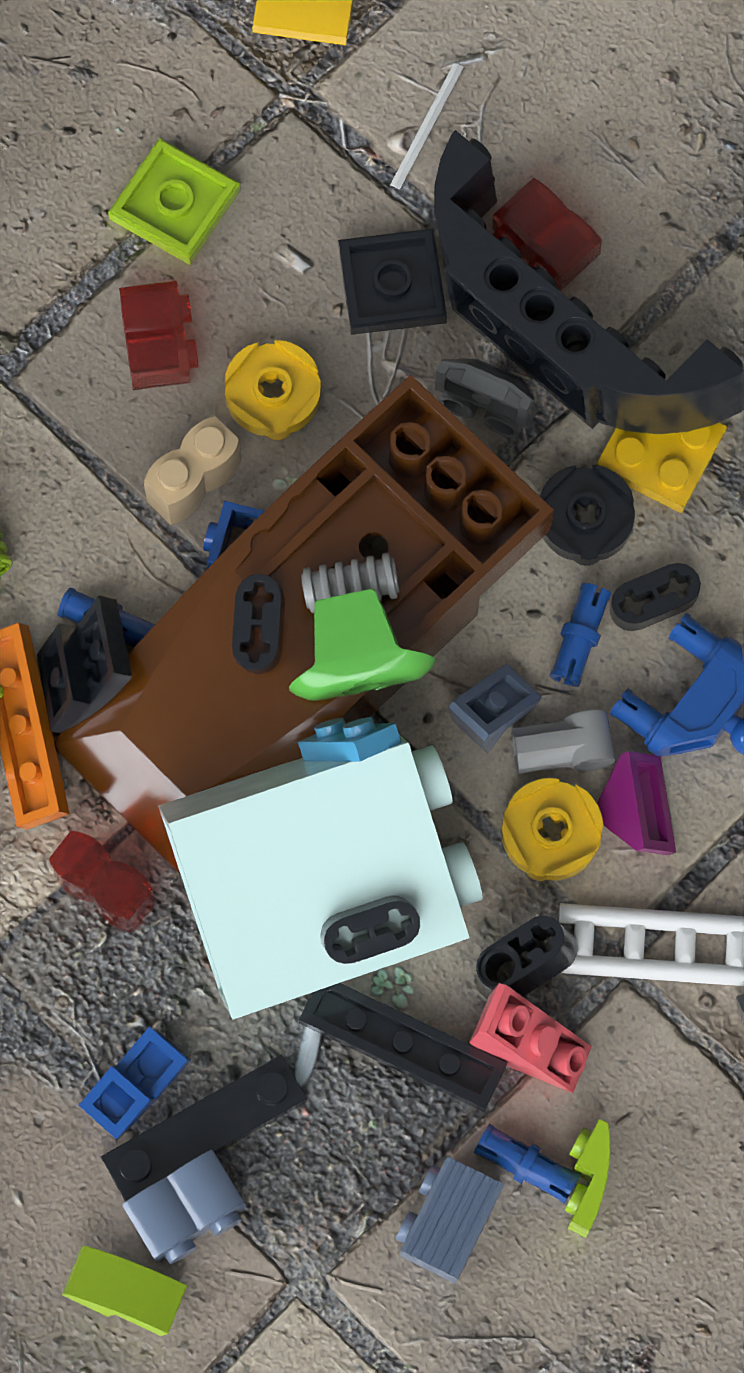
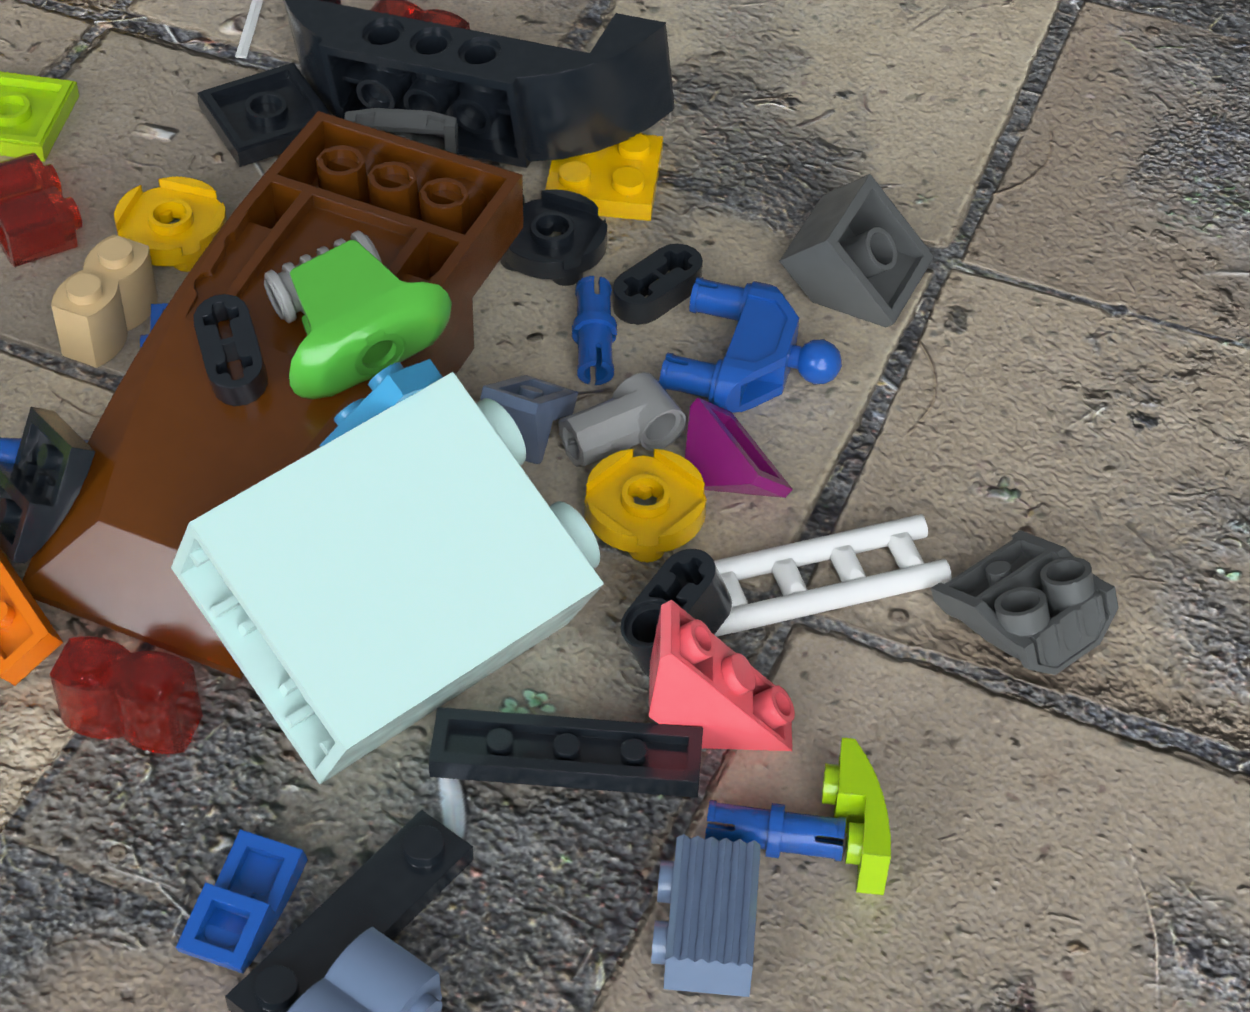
camera: 20 degrees left, 25 degrees down
(374, 941) = (474, 579): black beam -> none

